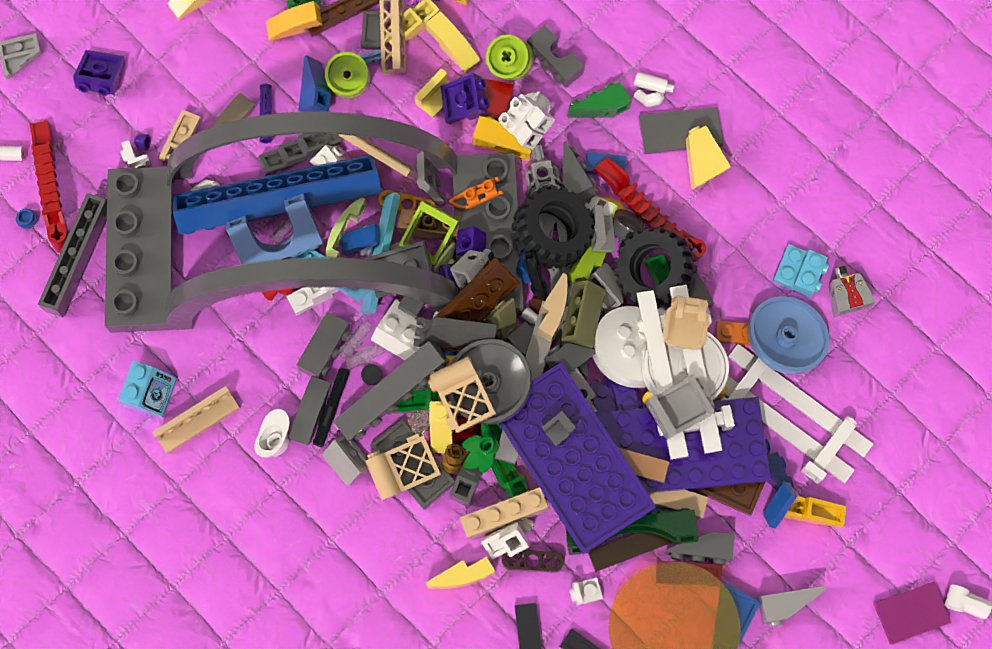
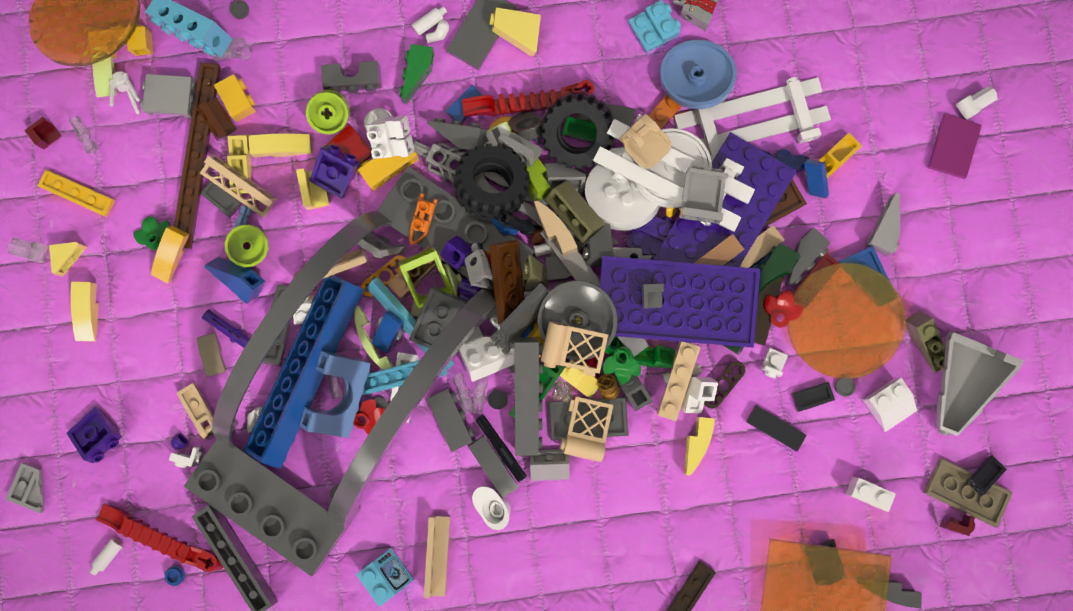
camera: 45 degrees left, 10 degrees up
(643, 561) = (782, 305): none -> red plate

